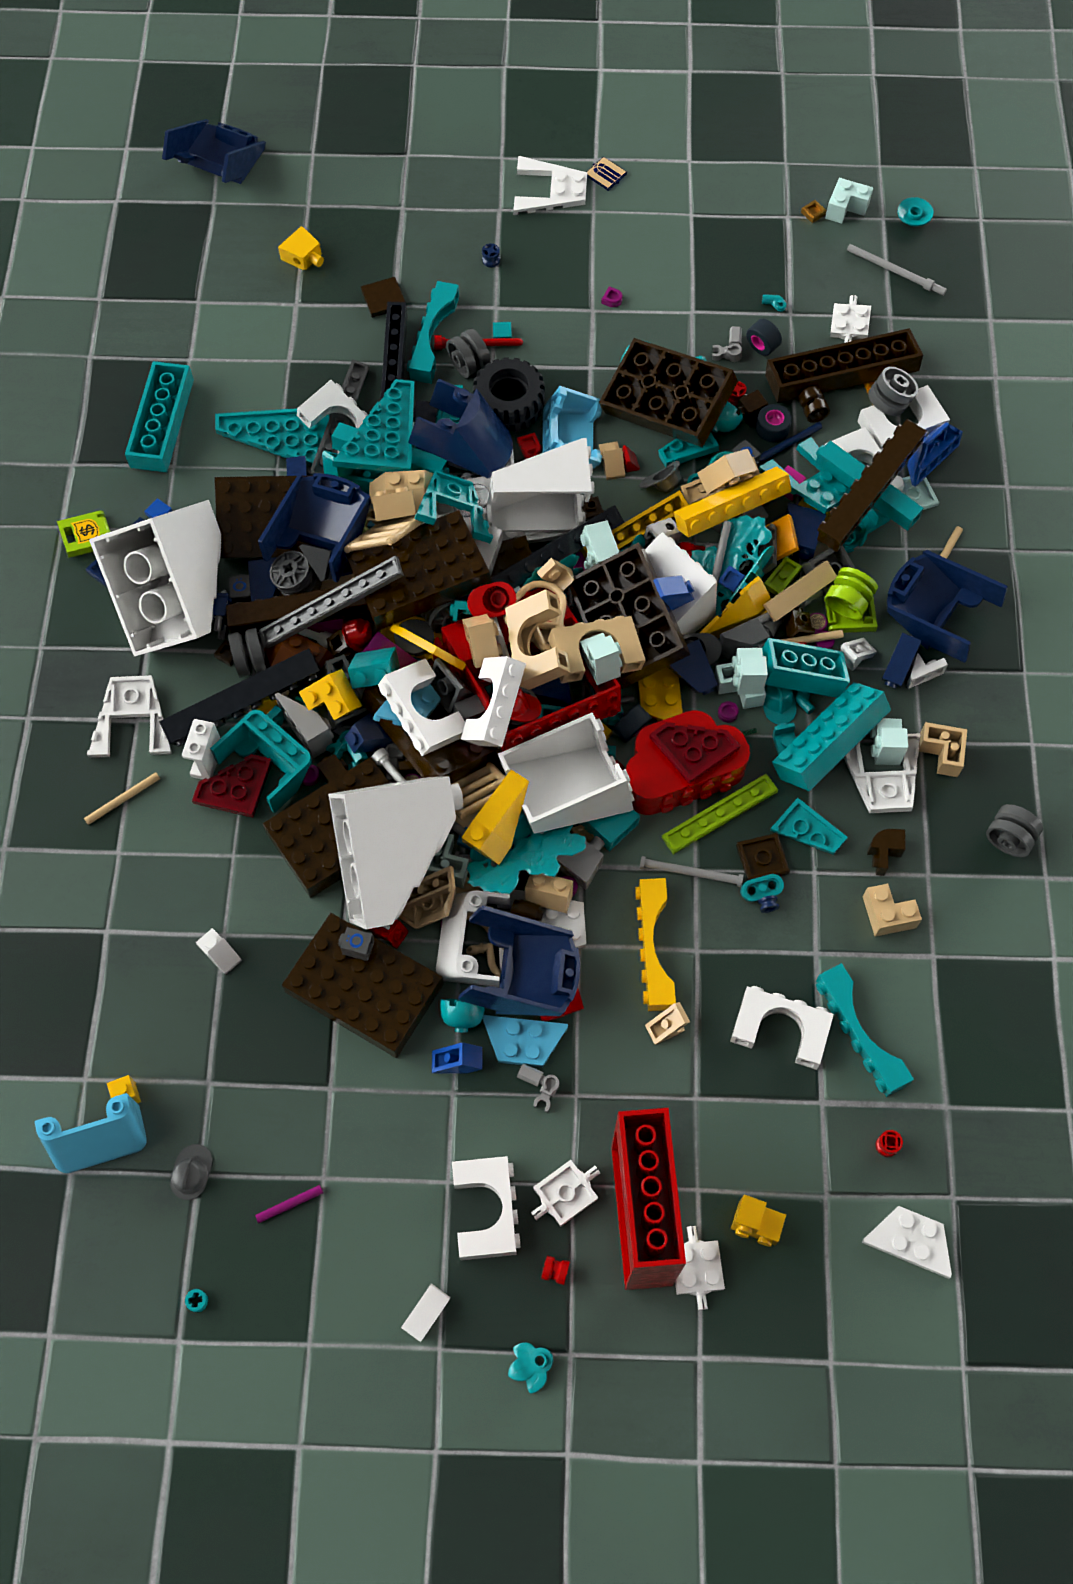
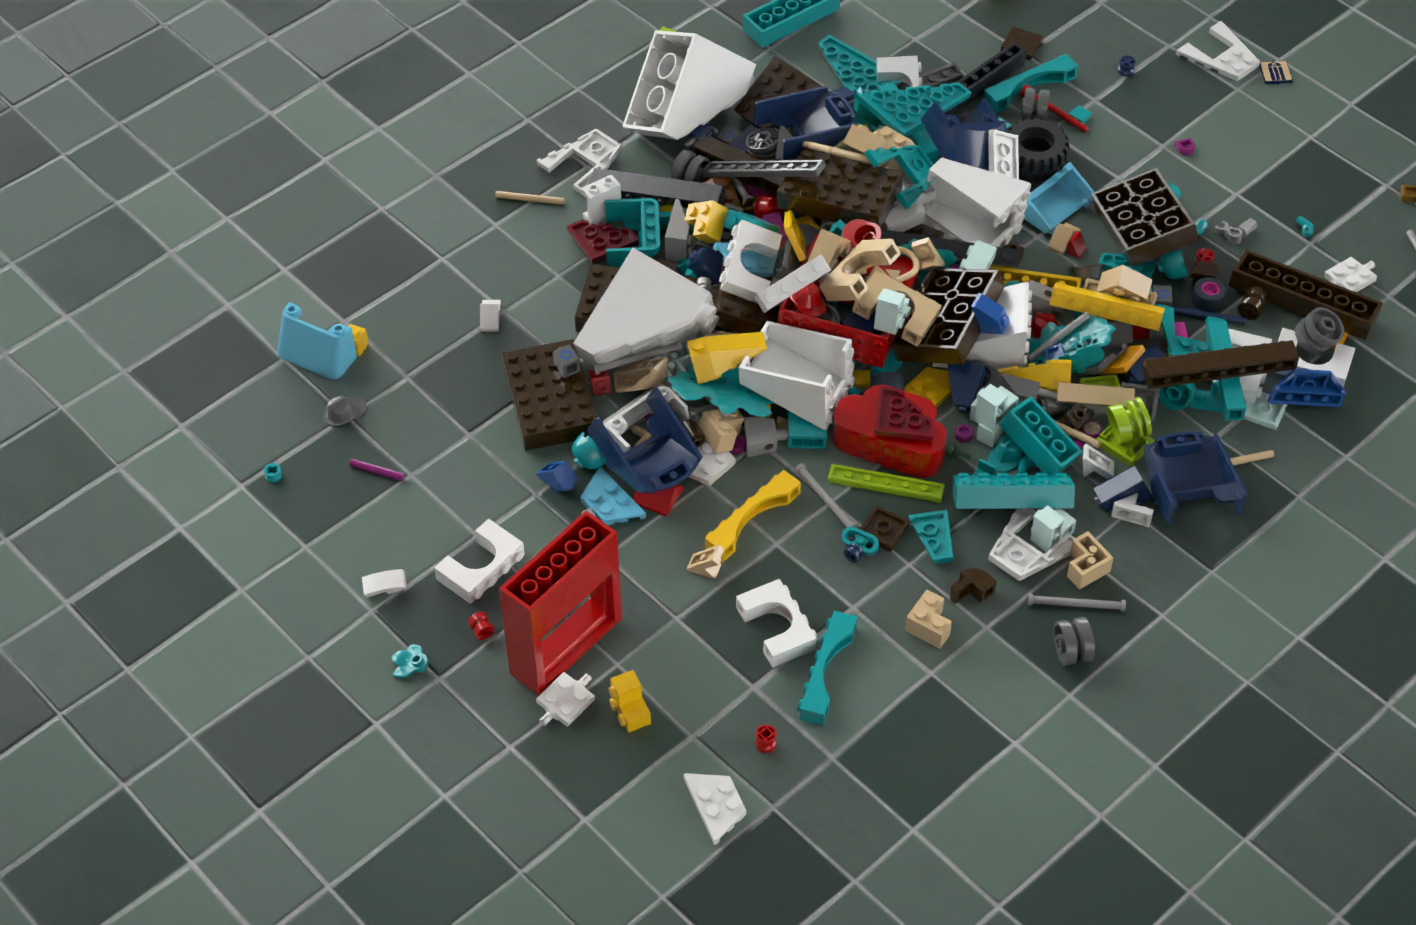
camera: 45 degrees right, 15 degrees down
(509, 429) = (1003, 153): none -> white tile
(764, 337) = (1265, 238): black wheel -> none
(1001, 763) = (1077, 602): none -> light grey bar

